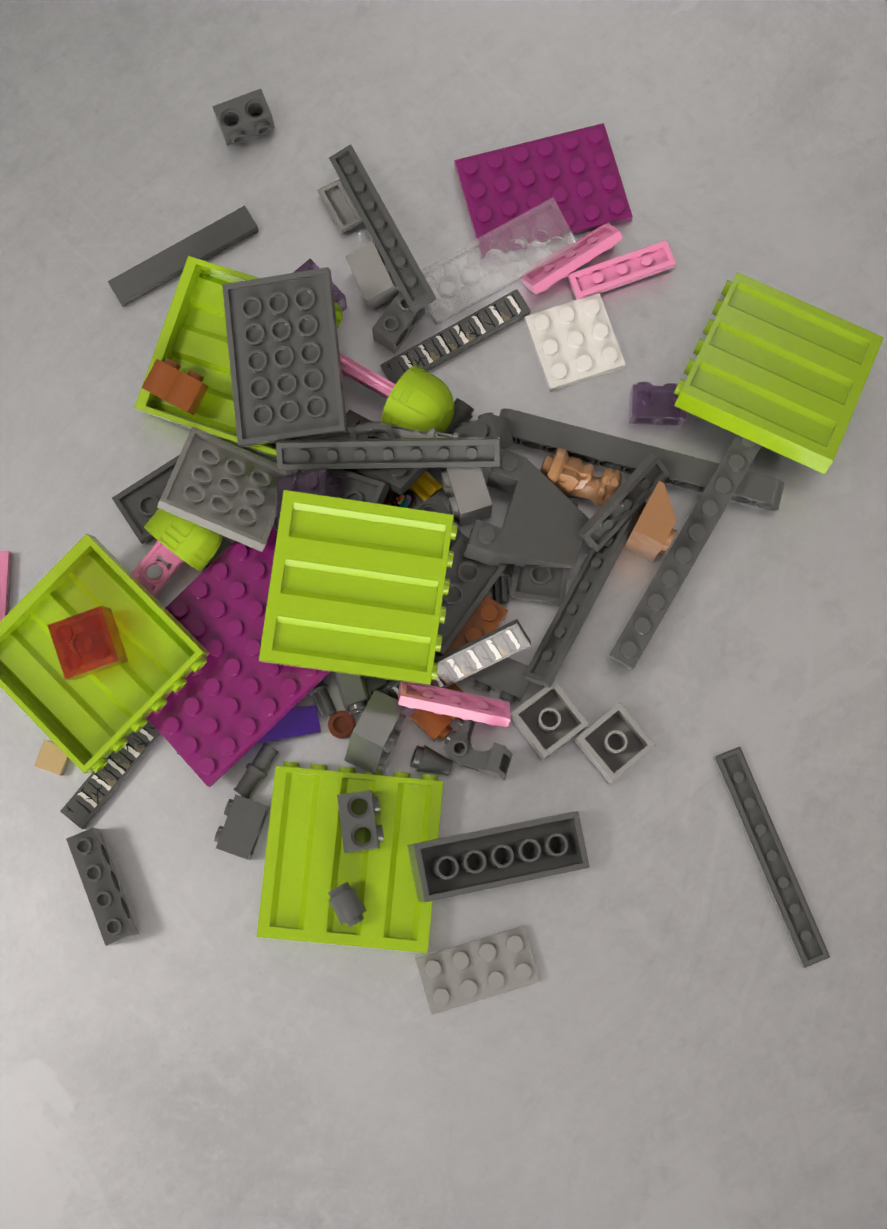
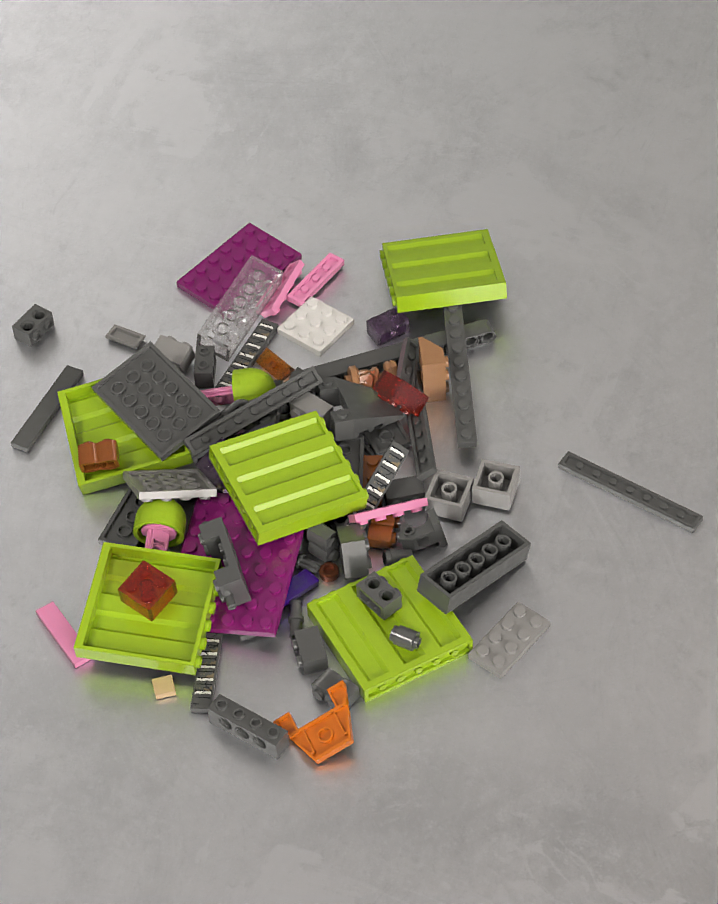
camera: 30 degrees left, 30 degrees down
(179, 960) = (326, 733): none -> orange wing
(210, 675) = (230, 579): none -> dark grey brick
(231, 904) = (328, 679): none -> dark grey brick
(382, 229) = (162, 324): dark grey plate -> none
(487, 370) = (274, 365): none -> clear orange slope
(584, 541) = (399, 392): none -> clear red brick

